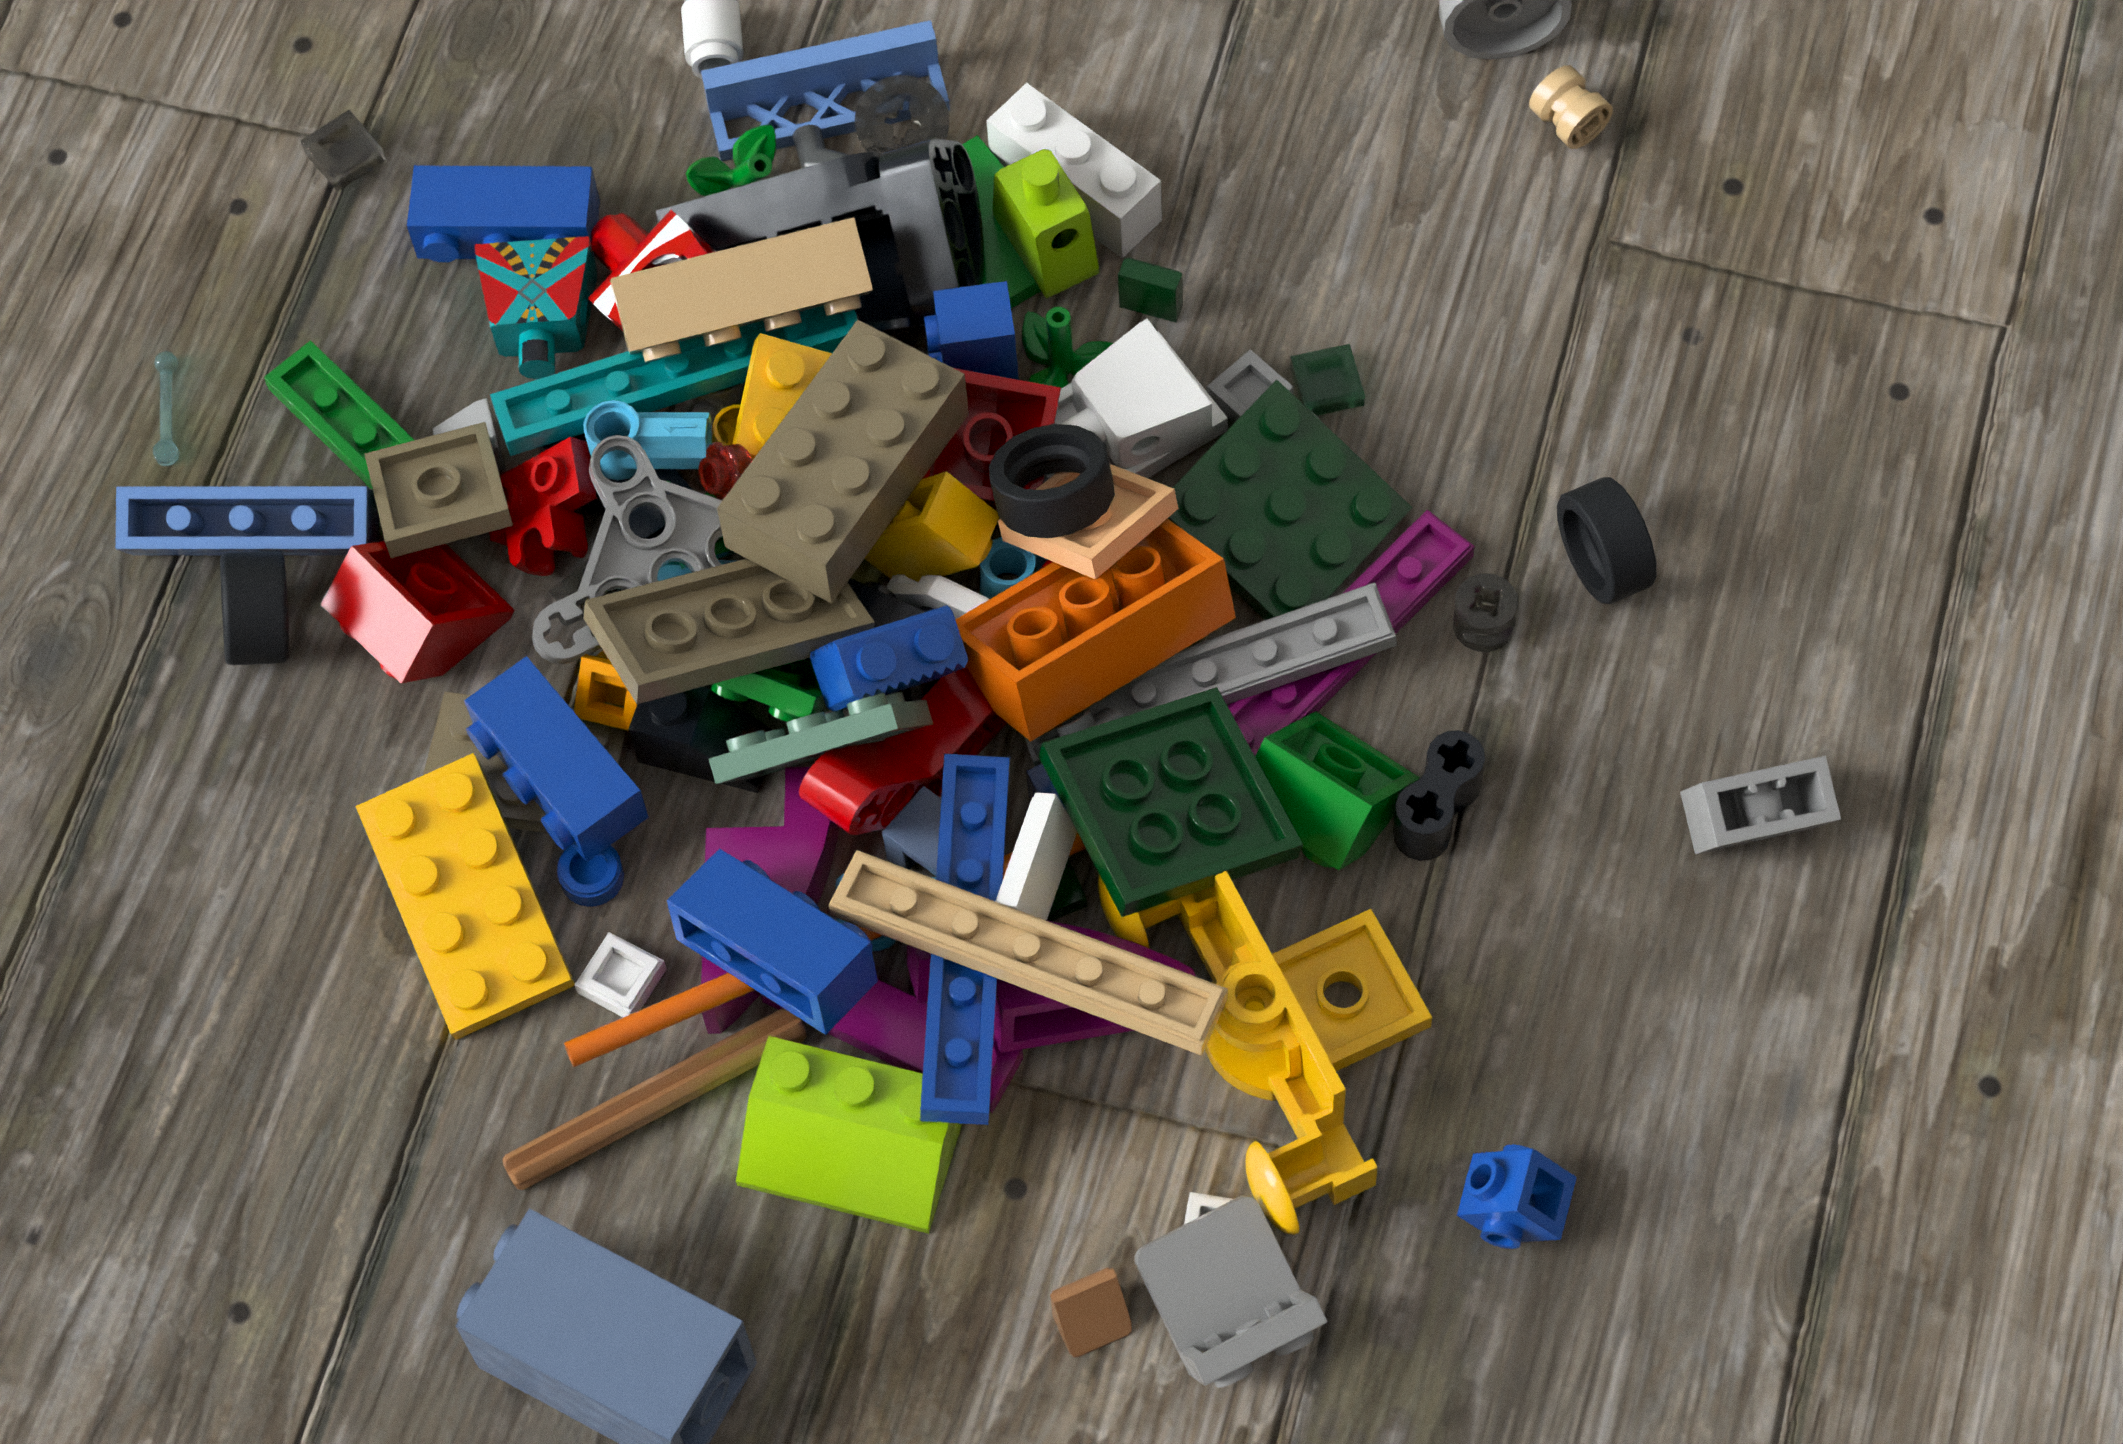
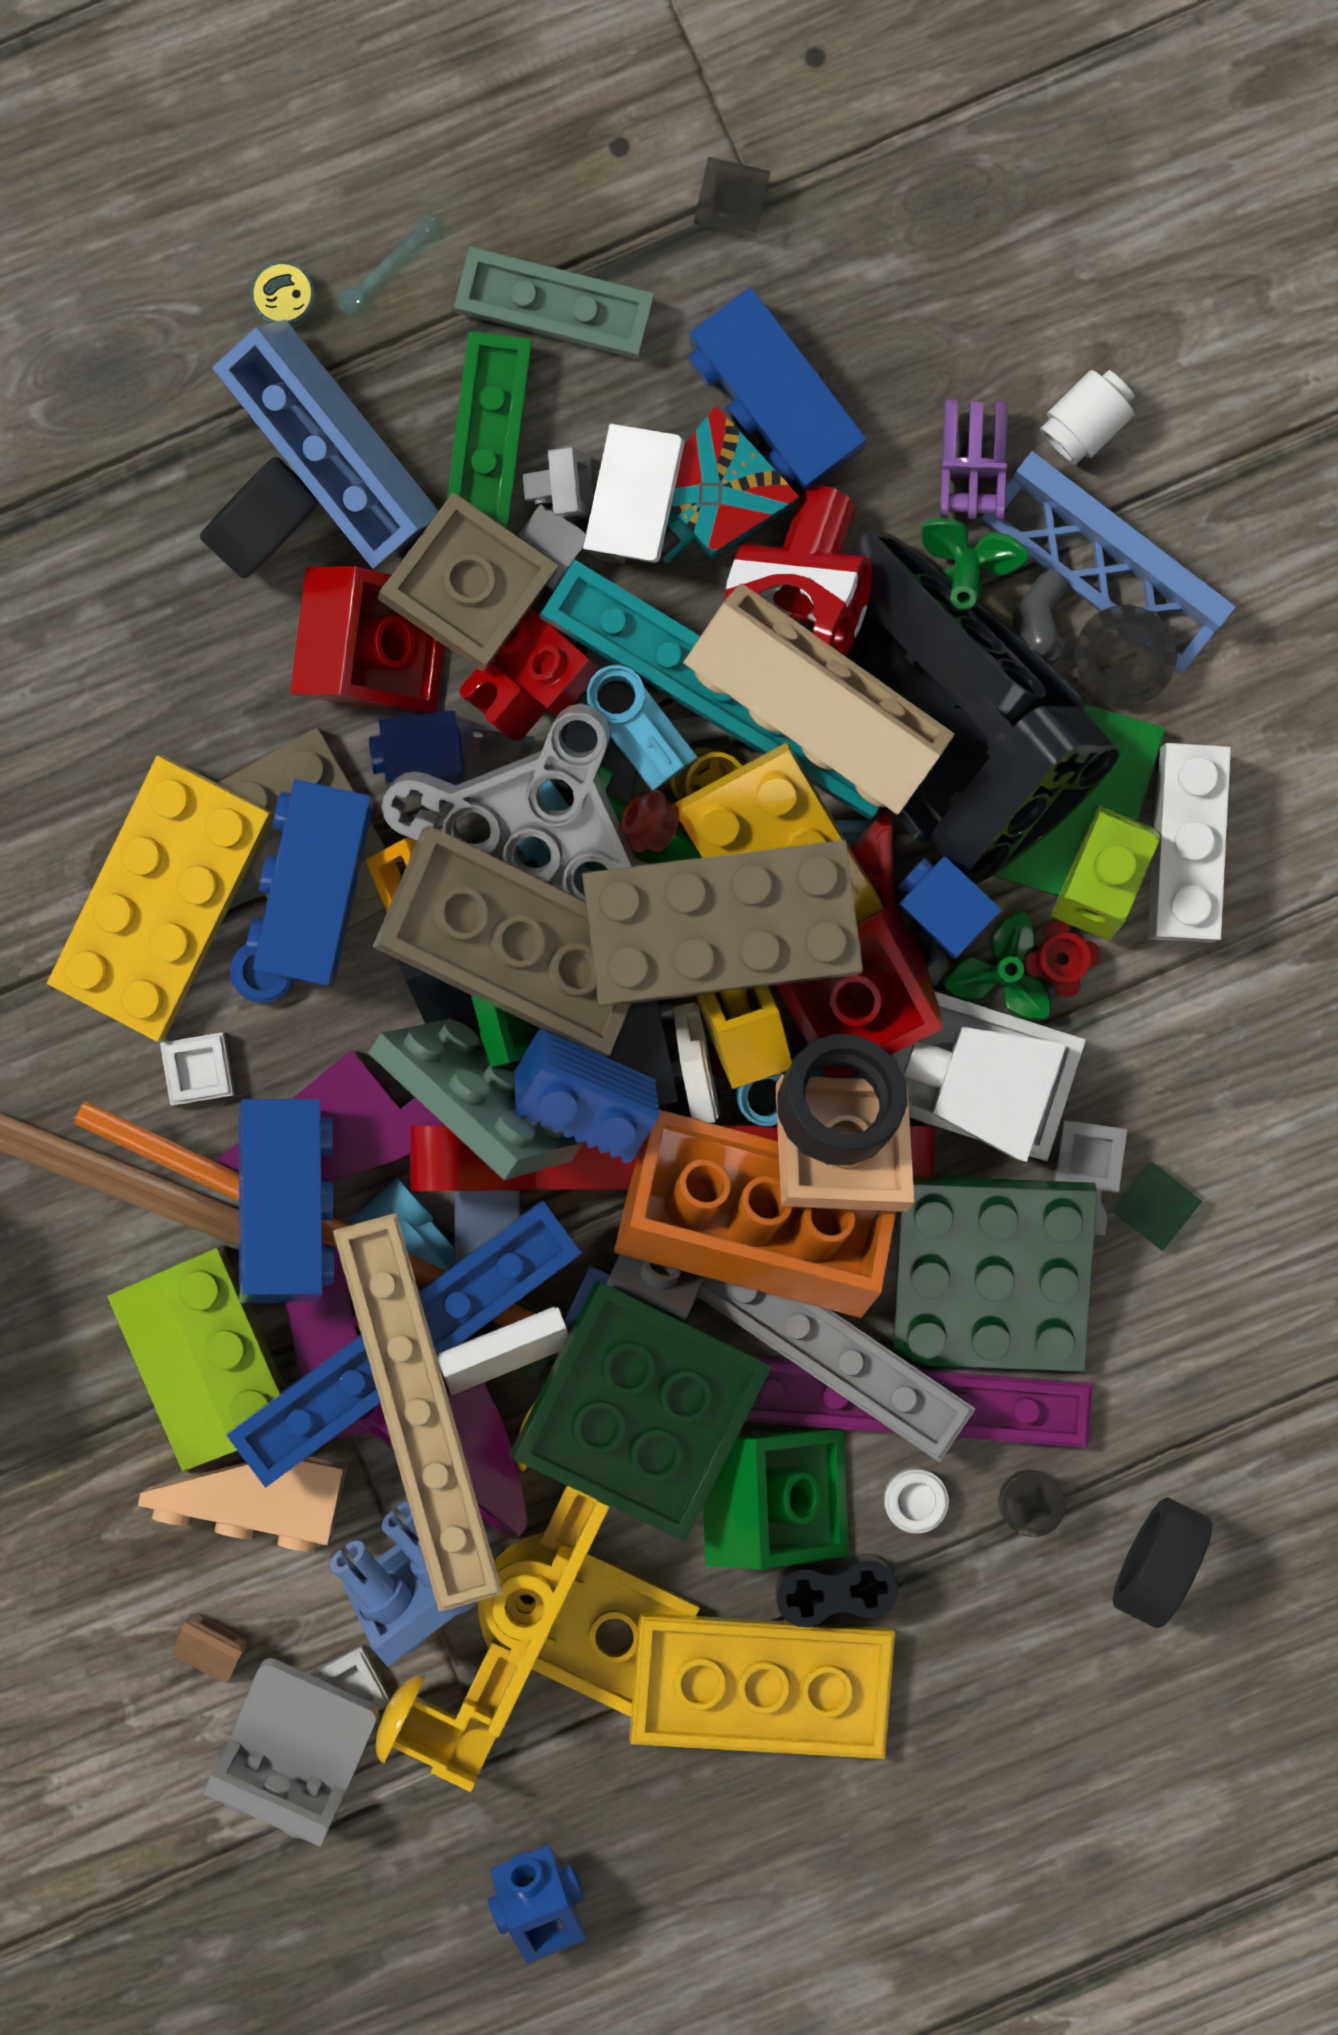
camera: 50 degrees right, 25 degrees up
(101, 485) = (282, 293): none -> light yellow tile
(300, 313) = (553, 302): none -> sand green plate
(430, 395) = (565, 484): none -> light grey tile
(483, 338) = (633, 494): none -> white panel
(511, 621) = (418, 744): none -> clear blue brick
(673, 121) = (973, 466): none -> medium lavender arm
(996, 1175) = (296, 1506): none -> light nougat slope
(1093, 301) = (1080, 956): none -> red plate
(1150, 289) = (1124, 999): dark green tile -> none
(1169, 1100) = (393, 1591): none -> medium blue plate
(1416, 698) = (916, 1500): none -> white tile
(1471, 907) = (761, 1686): none -> yellow tile
(1760, 805) = (1014, 1854): light grey brick -> none

